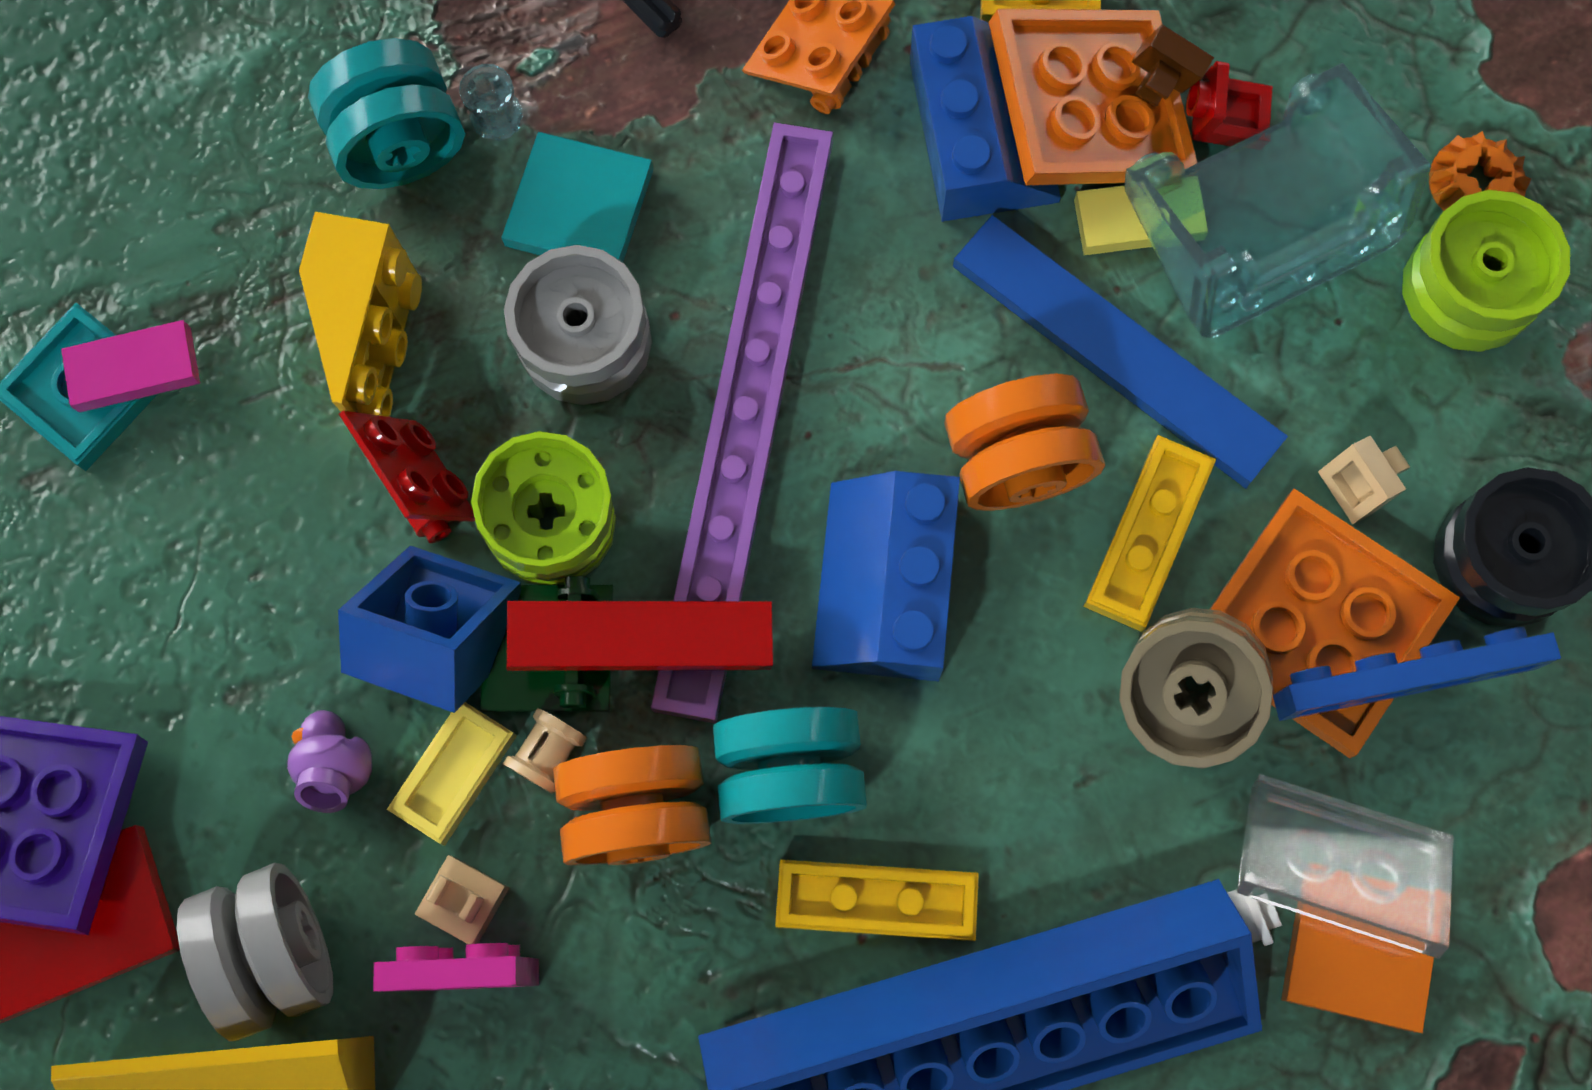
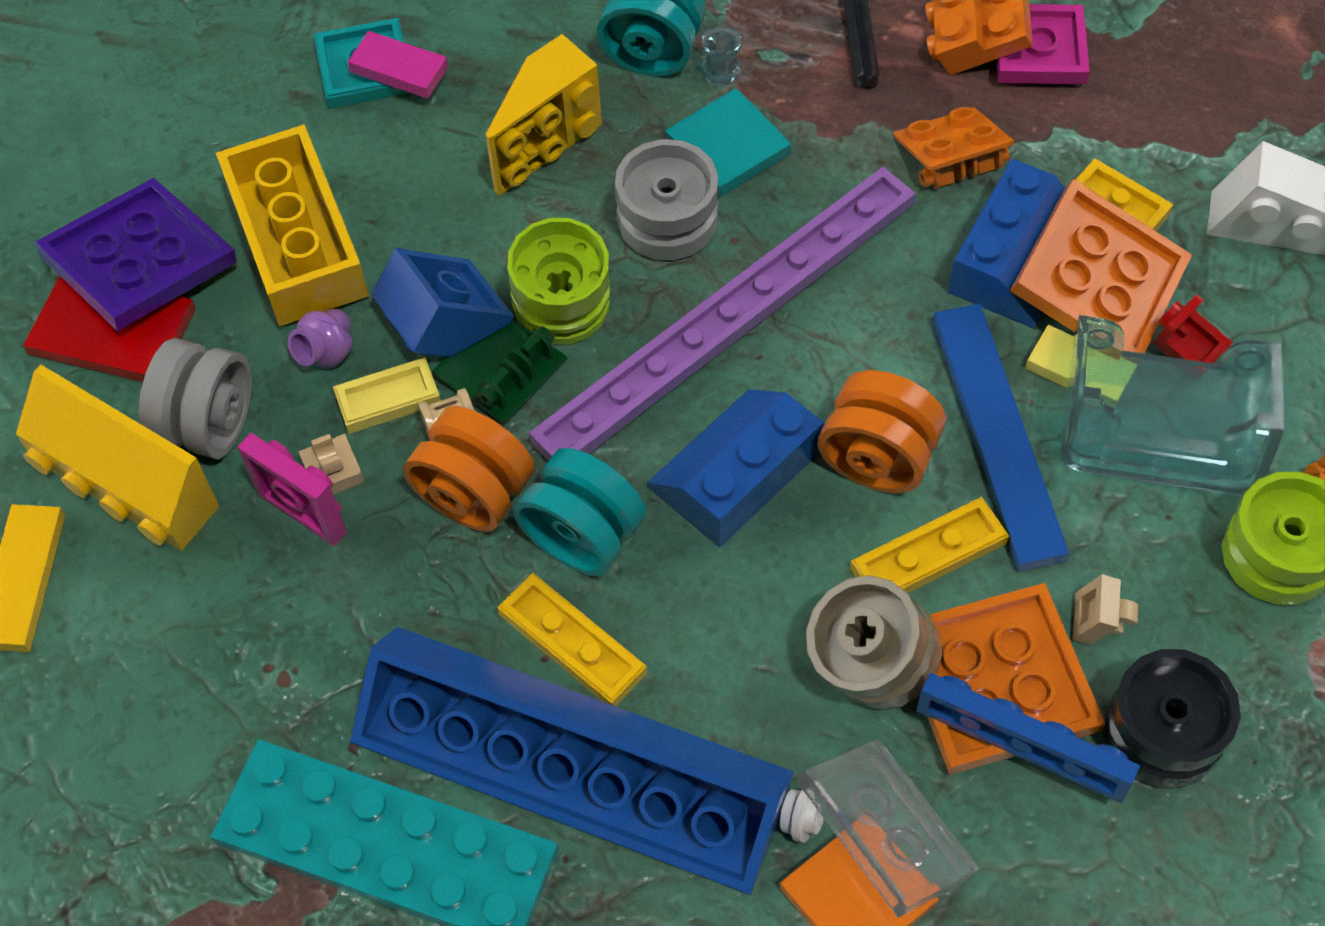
camera: 35 degrees right, 15 degrees down
(177, 655) = (292, 224): none -> yellow brick
(411, 472) = (500, 210): red hinge -> none
(639, 635) = (555, 382): red tile -> none
(1170, 65) = (1163, 279): reddish brown tile -> none

